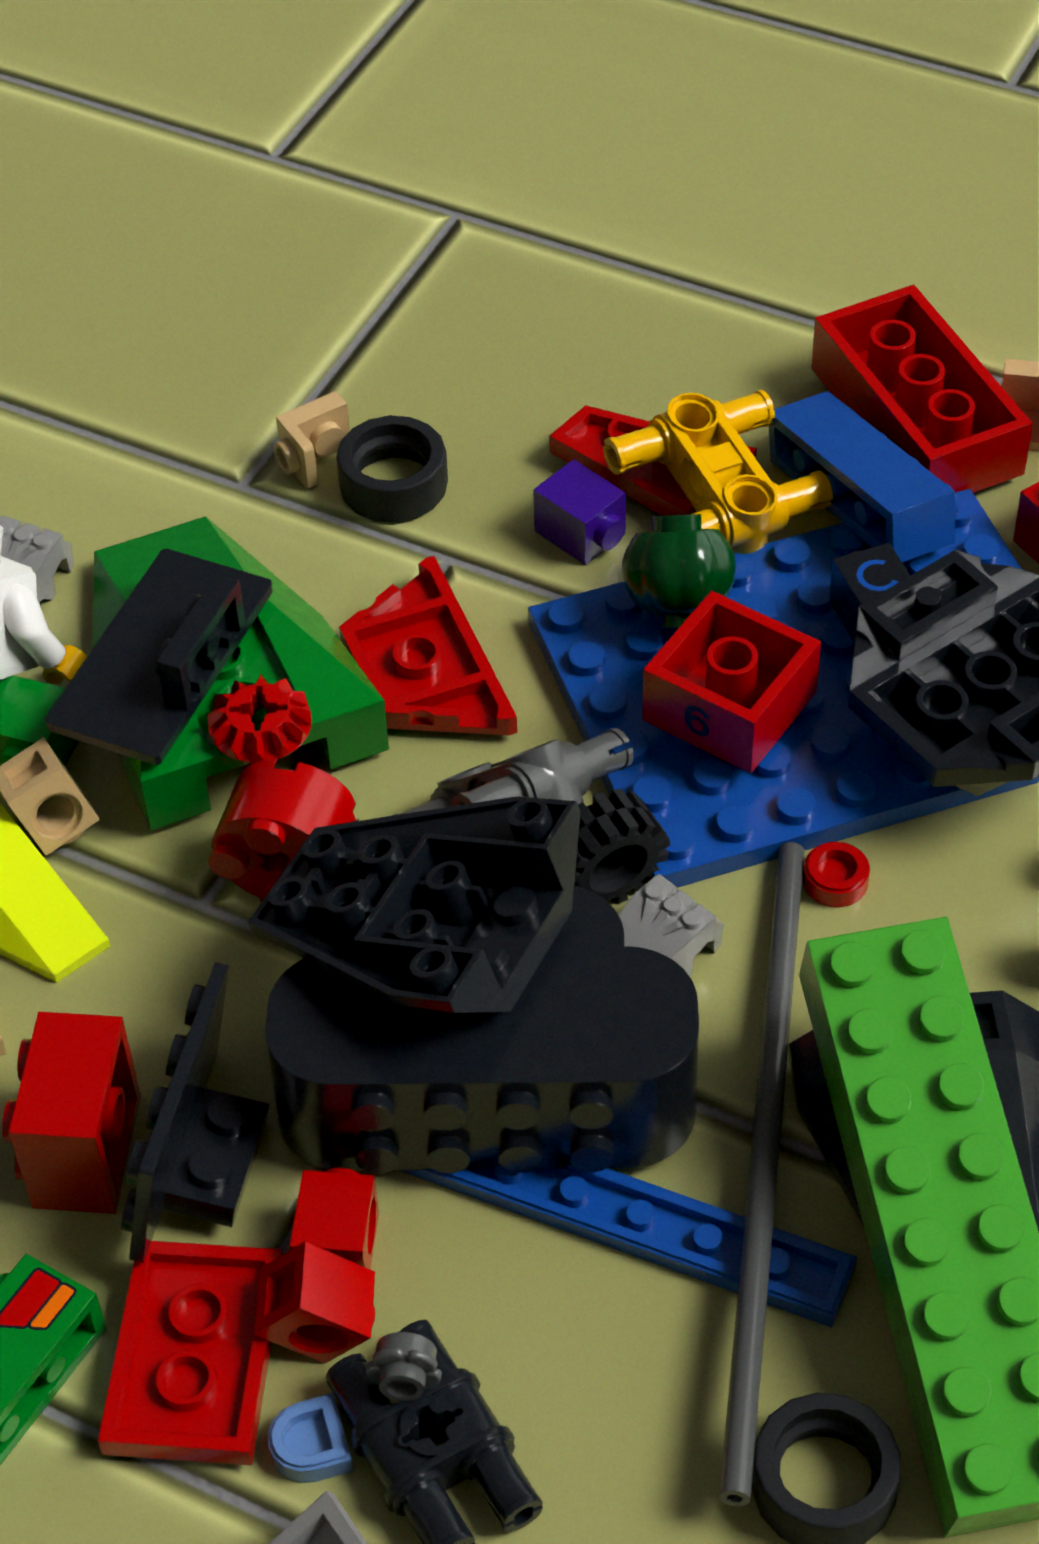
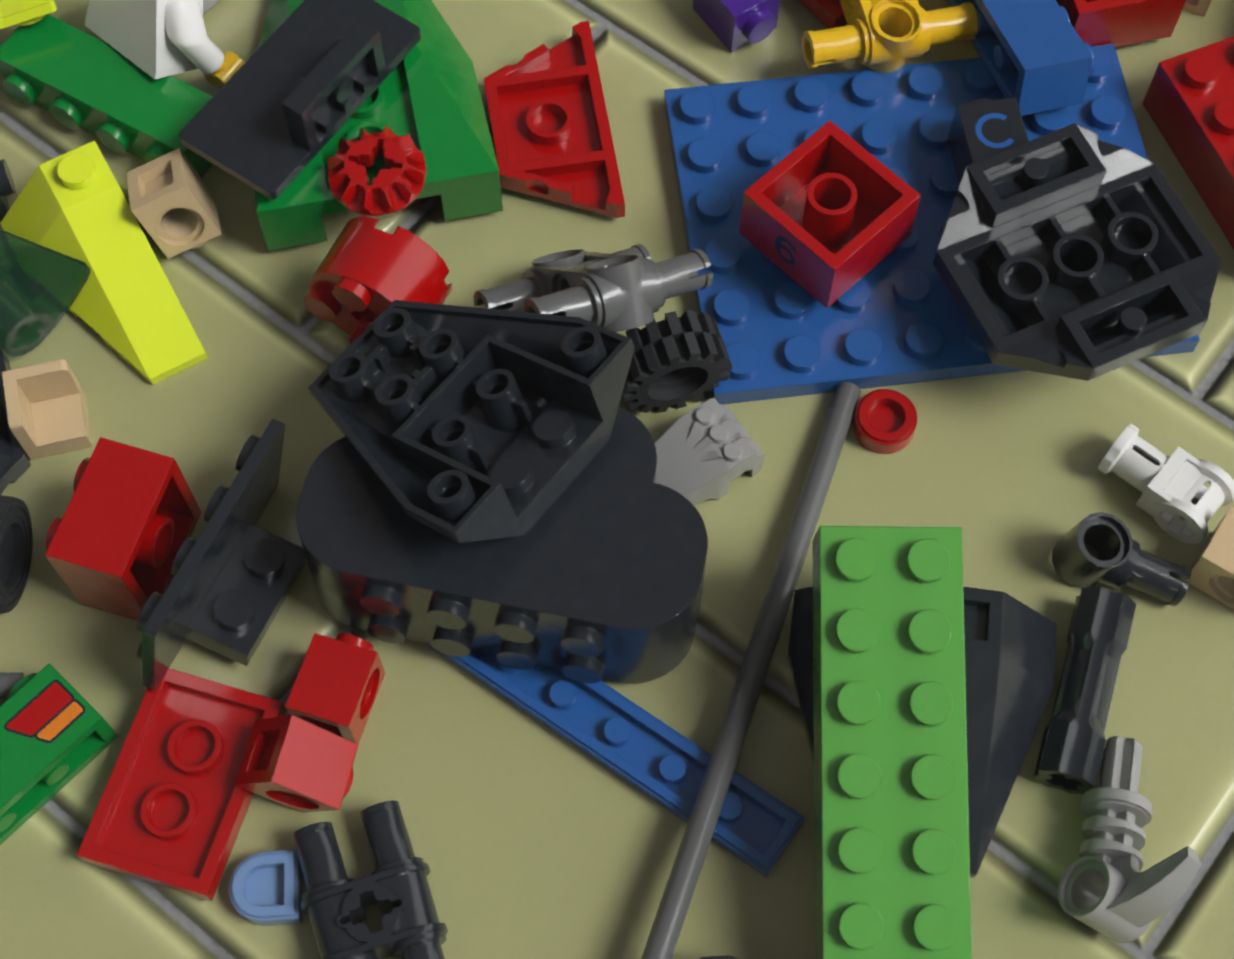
camera: 10 degrees right, 15 degrees up
(404, 1366) = (356, 853): dark grey plate -> none
(677, 567) = (807, 84): dark green plant -> none

